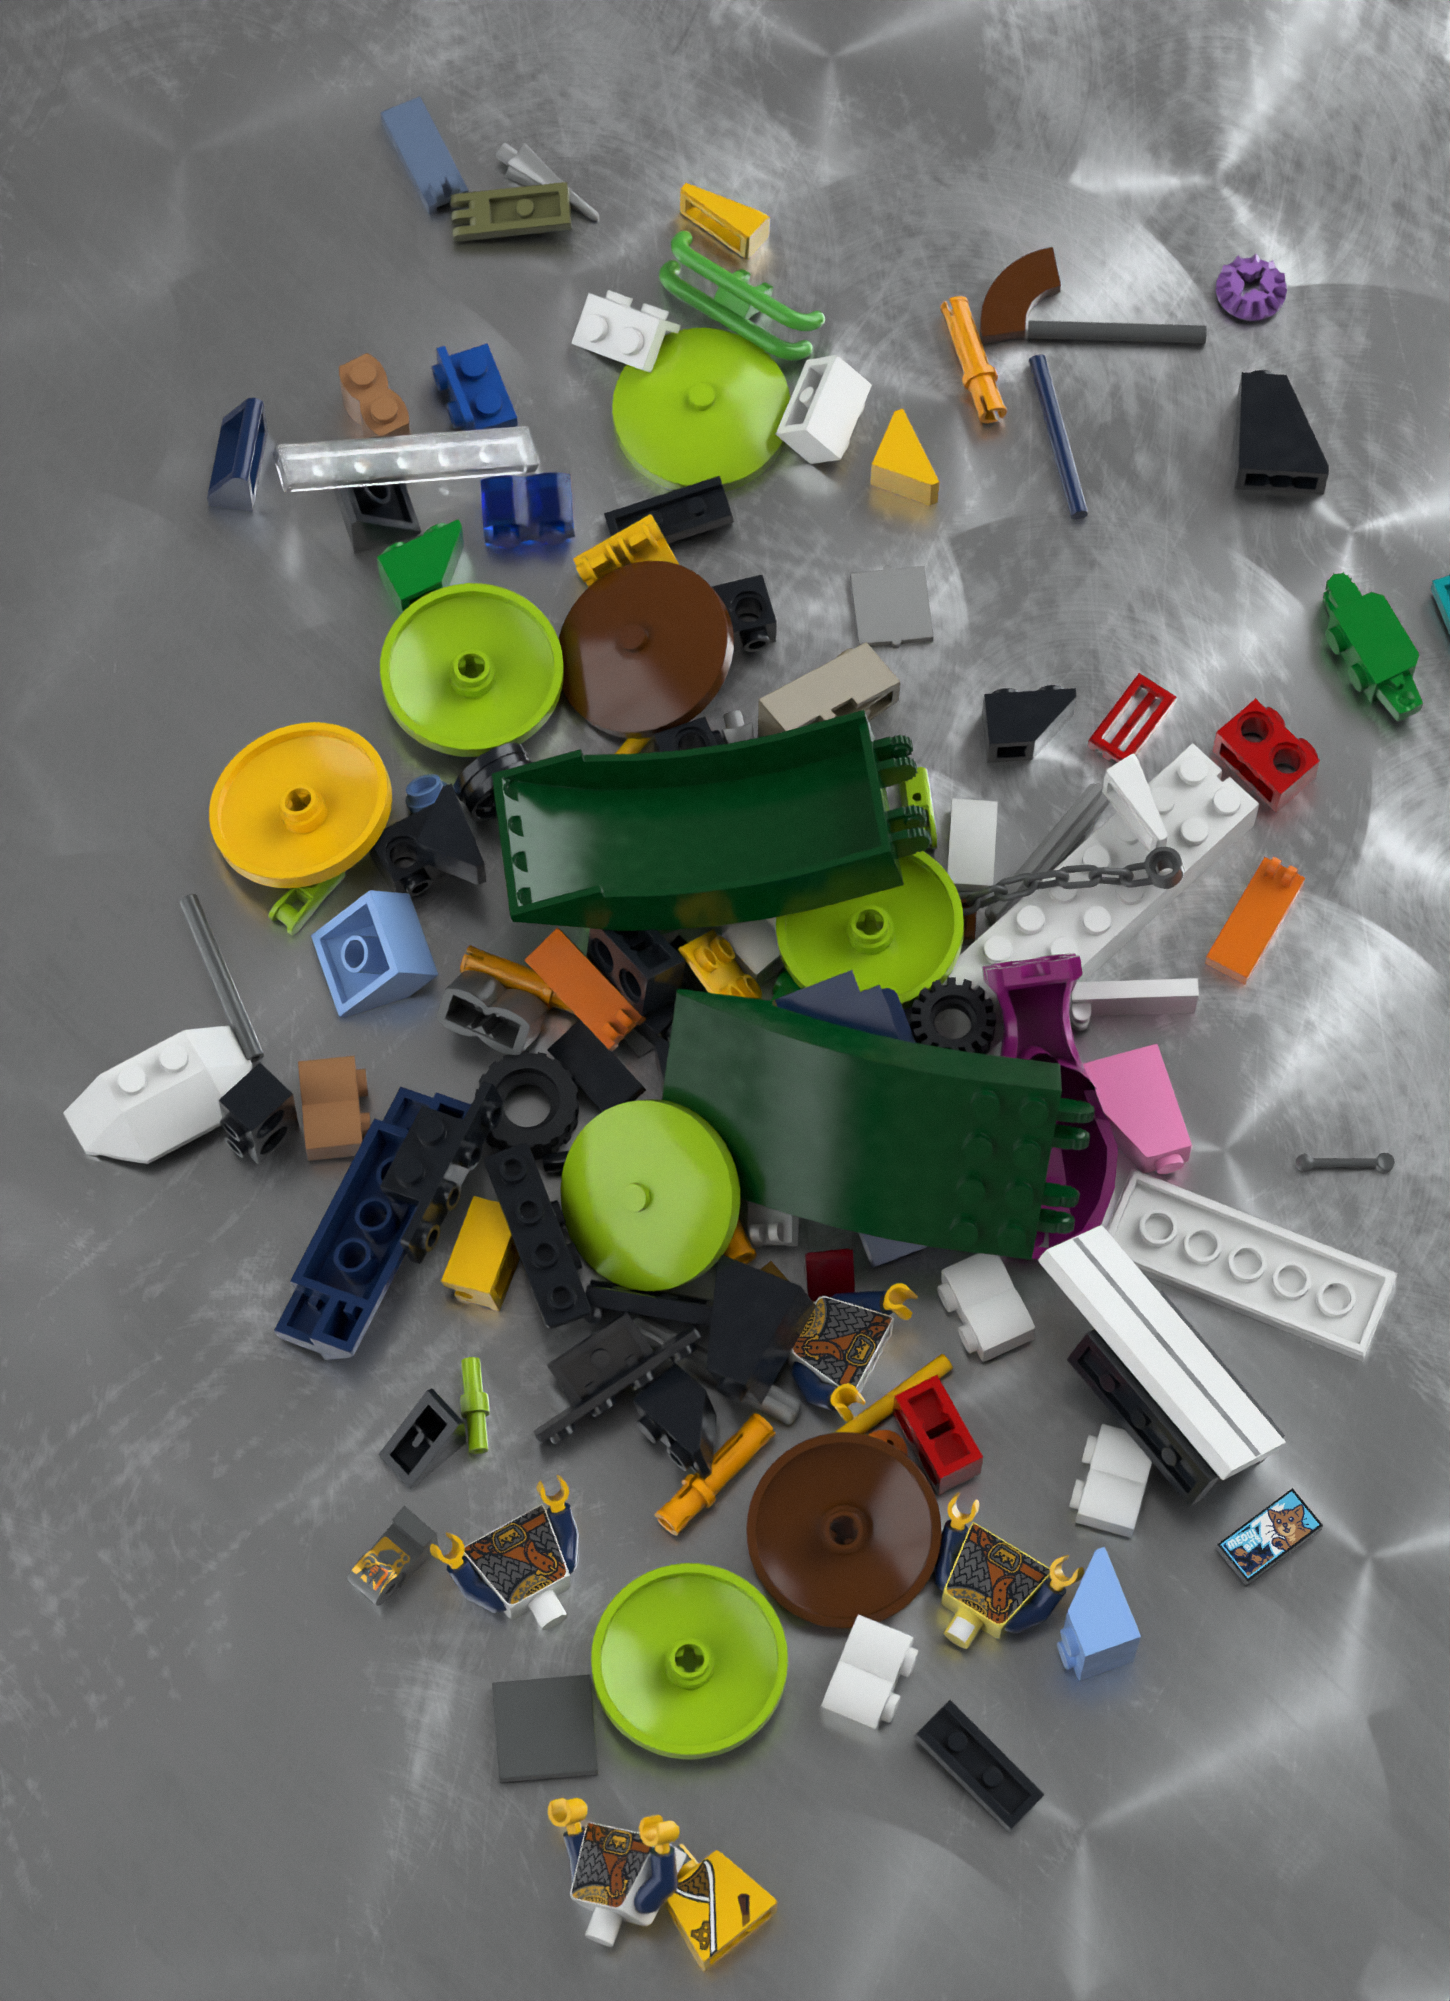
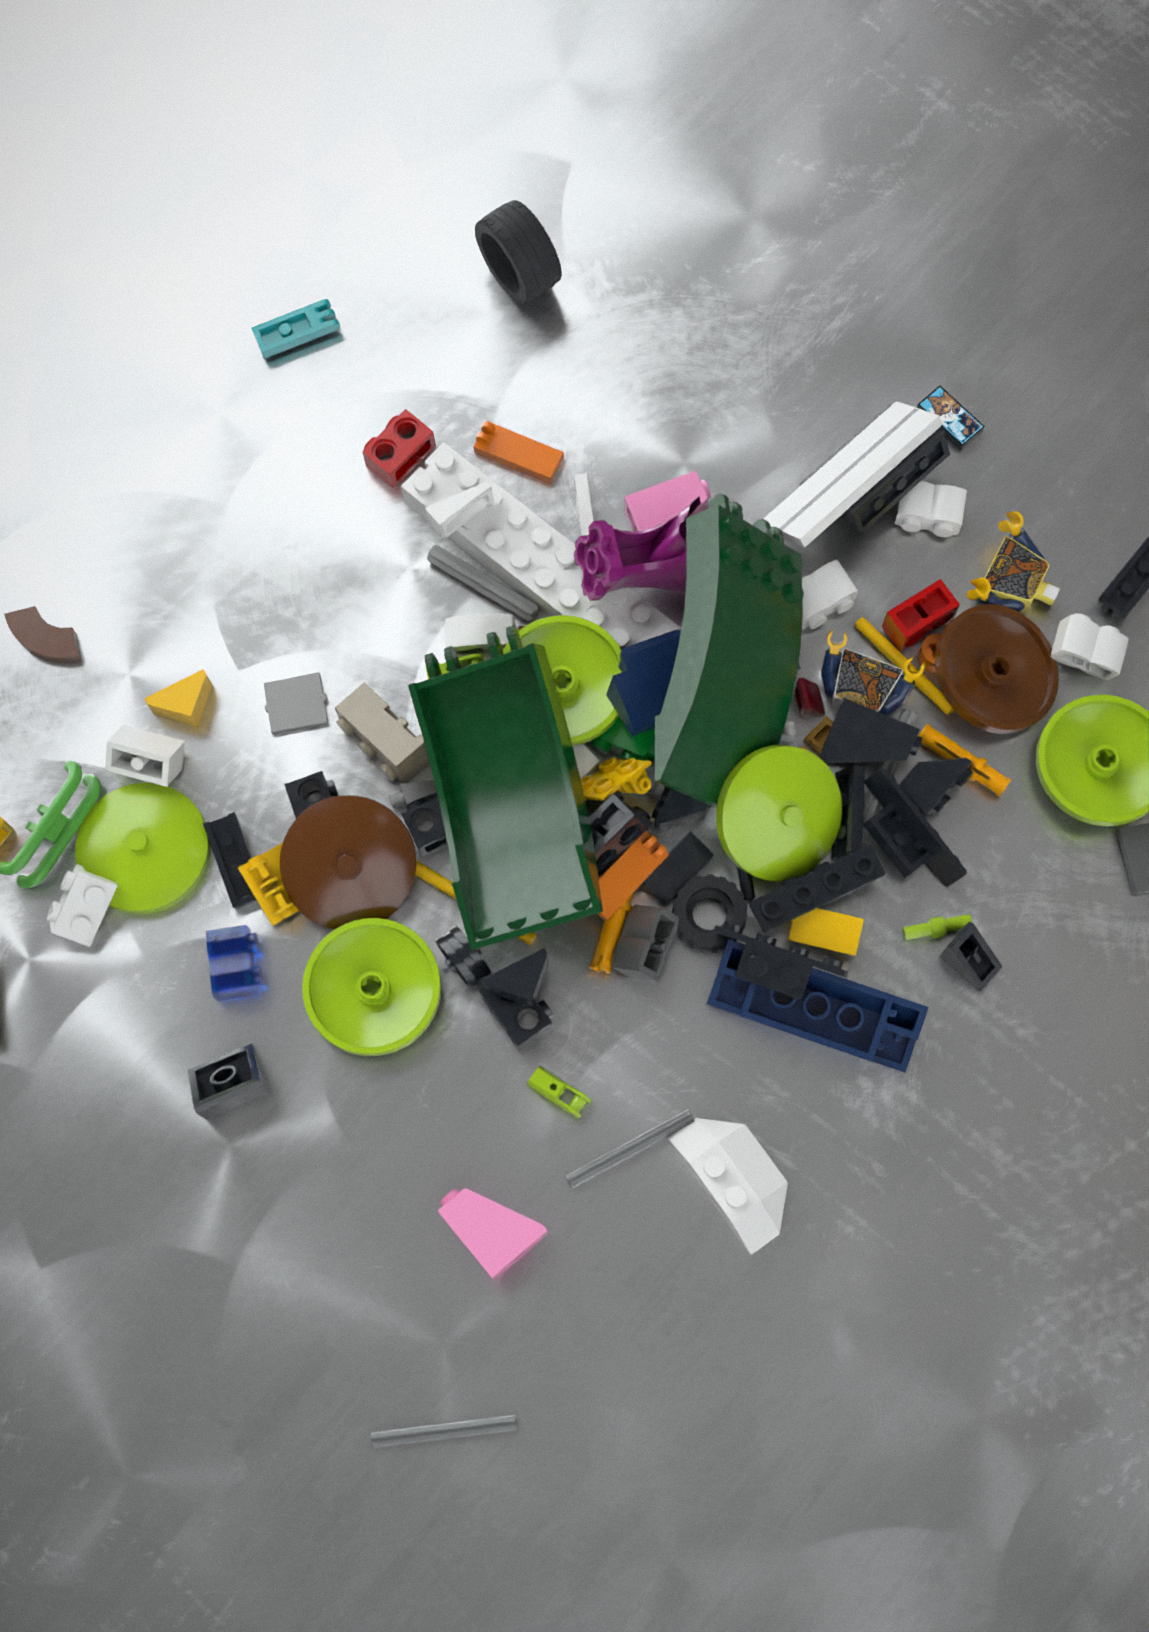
camera: 90 degrees left, 5 degrees up
(137, 794) = (490, 1230): none -> bright pink slope
(239, 457) = (197, 1188): dark blue tile -> none
(258, 1114) = (748, 1100): black brick -> none
(300, 805) = (493, 1101): yellow dish -> none
(332, 1107) = (728, 1050): medium nougat brick -> none
(370, 400) = (143, 1092): medium nougat brick -> none
(374, 953) = (604, 1035): light blue slope -> none
(393, 1557) = (1060, 969): dark grey leg -> none
(405, 458) = (202, 1054): clear tile -> none
(421, 564) = (288, 1034): green slope -> none
(423, 792) = (472, 1011): medium blue plate -> none
(474, 389) = (132, 1014): blue bracket -> none
(520, 1562) = (1050, 880): torso -> none
(954, 997) = (634, 598): black tyre -> none
(978, 375) = (109, 655): light orange pin -> none
(1025, 721) = (386, 604): black slope -> none
(1058, 437) = (155, 601): dark blue bar -> none
(1099, 1623) = (1041, 500): light blue slope -> none
(1112, 749) = (398, 551): red tile -> none
(1117, 331) = (70, 568): dark grey bar -> none
(1154, 863) = (497, 484): dark grey piece -> none
(1250, 1265) = (768, 434): white tile -> none
(1255, 304) = (34, 495): medium lavender gear -> none
(1275, 438) = (153, 458): black slope -> none
(1373, 646) = (312, 387): green hinge -> none
(1383, 1162) = (683, 367): dark grey hinge -> none

